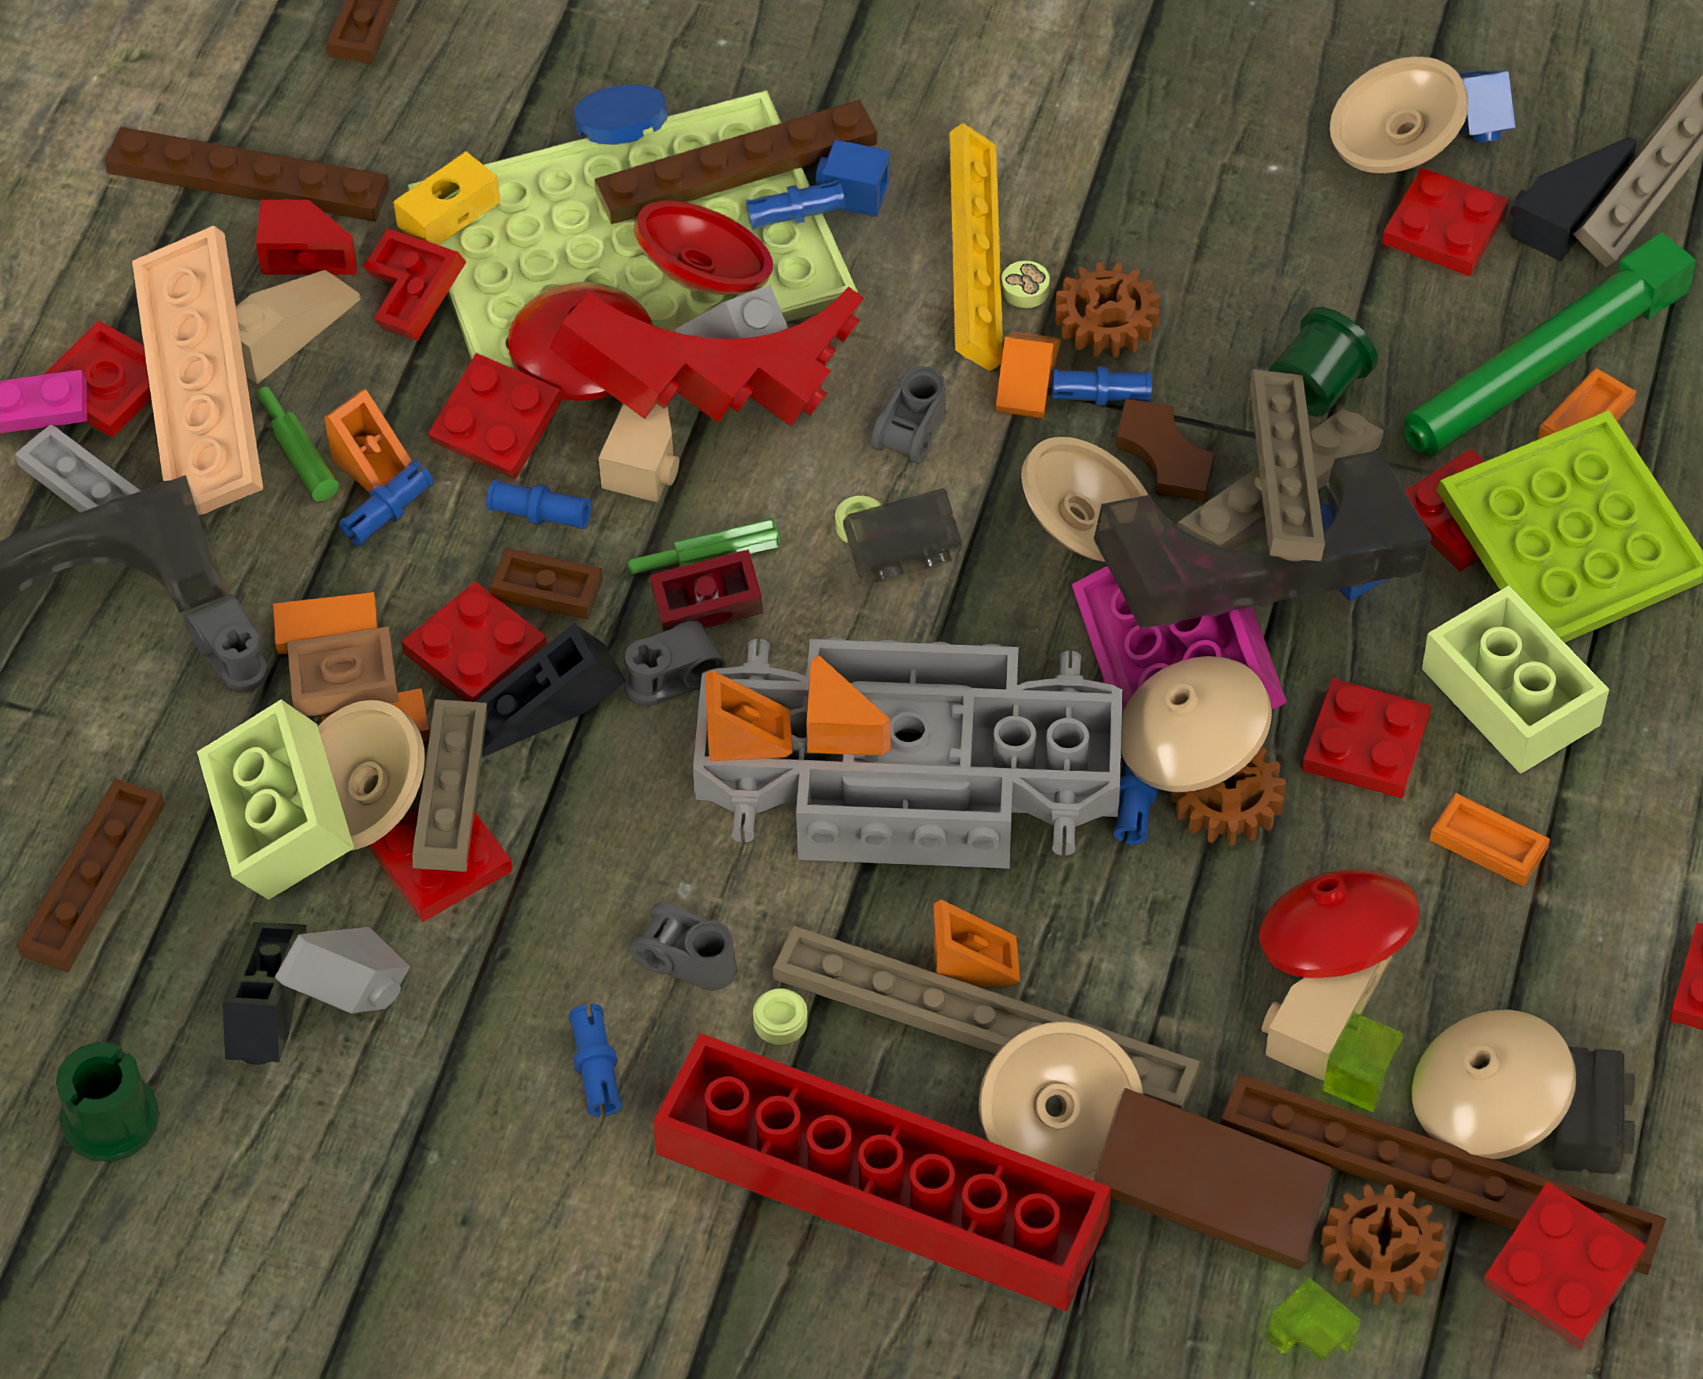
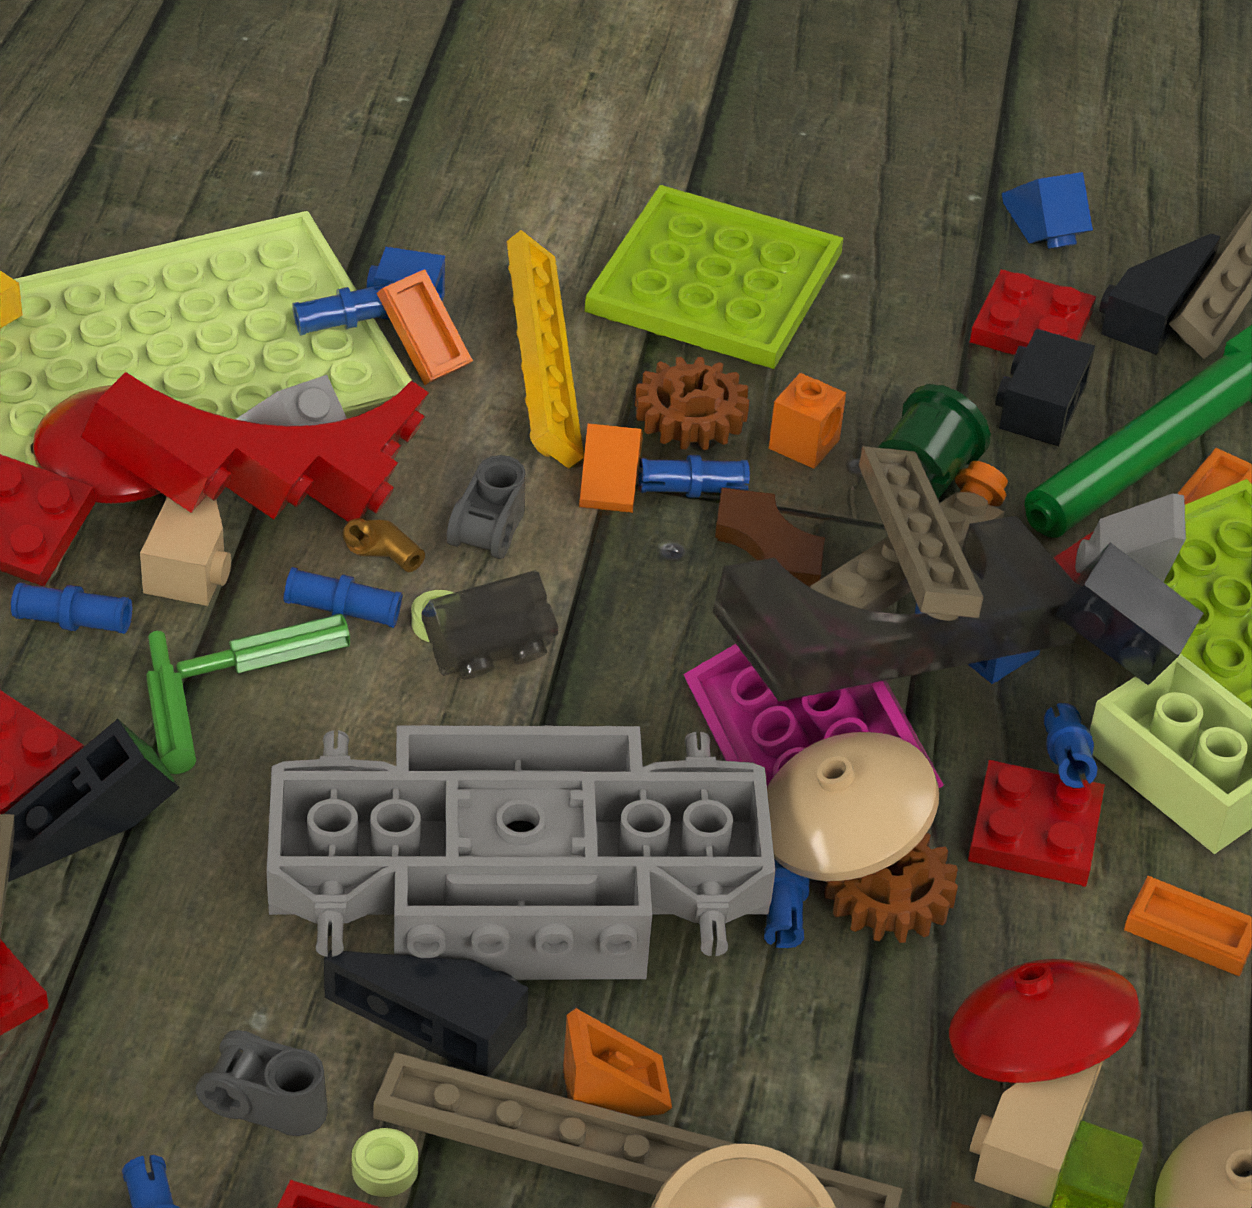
camera: 10 degrees left, 10 degrees down
(546, 583) = (82, 688): reddish brown plate -> none
(618, 599) = (169, 709): none -> bright green axle
(620, 114) = (151, 231): blue tile -> none
(673, 660) = (230, 762): dark grey piece -> none
(702, 248) = (246, 347): red dish -> none
(708, 591) = (270, 690): dark red brick -> none
(734, 161) = (270, 273): reddish brown plate -> none
(744, 722) = (325, 813): orange slope -> none
(775, 501) = (343, 597): none -> blue pin
(814, 442) = (383, 539): none -> pearl gold arm
(830, 883) = (434, 1002): none -> black slope
(842, 717) = (446, 803): orange slope -> none
(866, 225) = (424, 327): none -> orange tile
(1025, 284) = (599, 383): yellowish green tile -> none
(1068, 484) = (678, 576): tan dish -> none
(1145, 169) = (715, 276): none -> lime plate
(1211, 332) = (807, 420): none -> orange brick
(1367, 402) = (984, 481): none -> orange plate
(1399, 115) = (974, 218): tan dish -> none
(1404, 668) = (1070, 745): none -> blue pin
(1443, 299) = (1044, 386): none -> black brick
(1463, 556) = (1129, 614): none -> black brick
(1477, 492) = (1145, 533): none -> light grey slope

